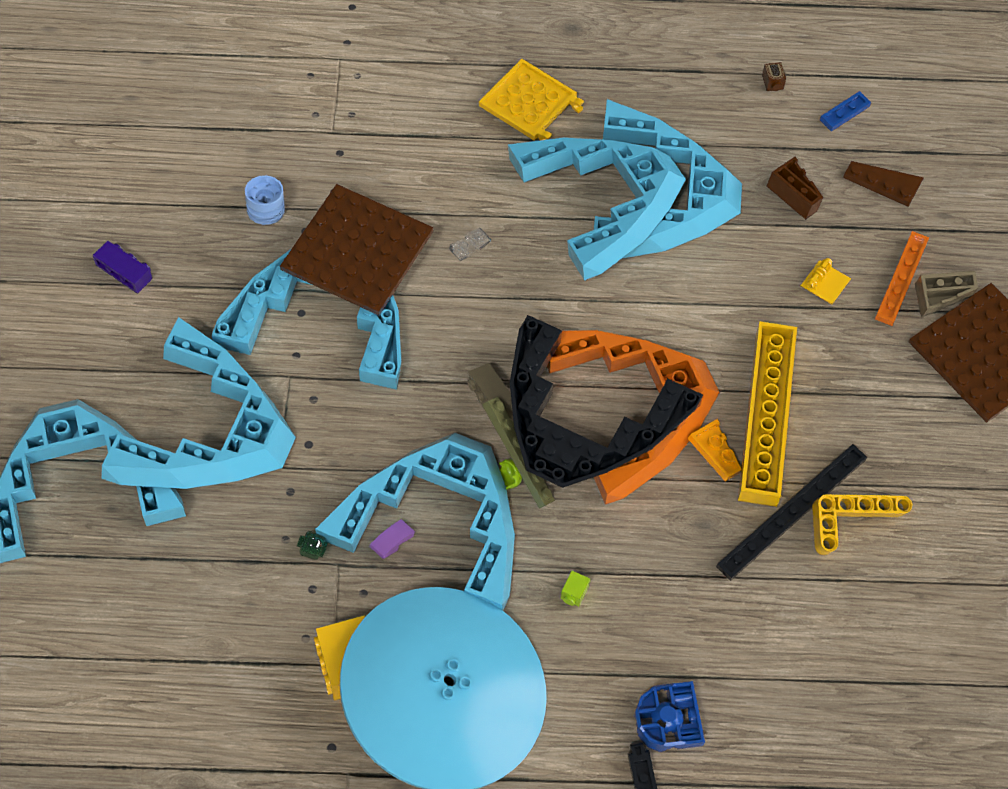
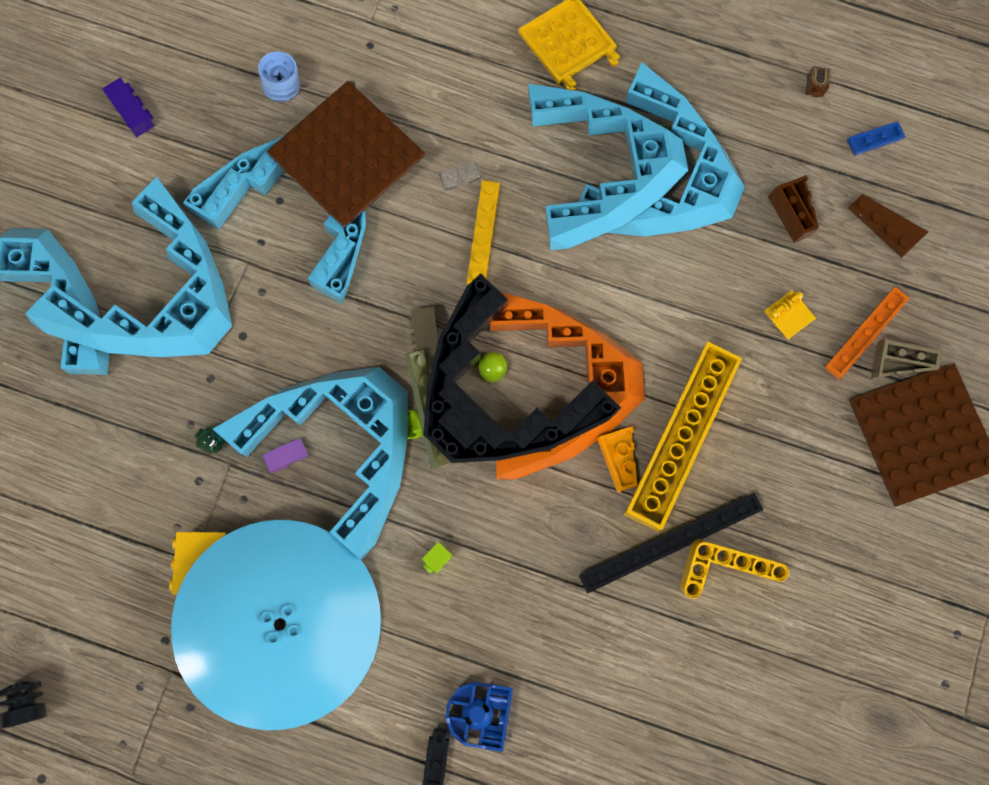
camera: 15 degrees right, 15 degrees up
(510, 286) = (483, 230): none -> yellow plate
(564, 404) = (492, 367): none -> lime hair

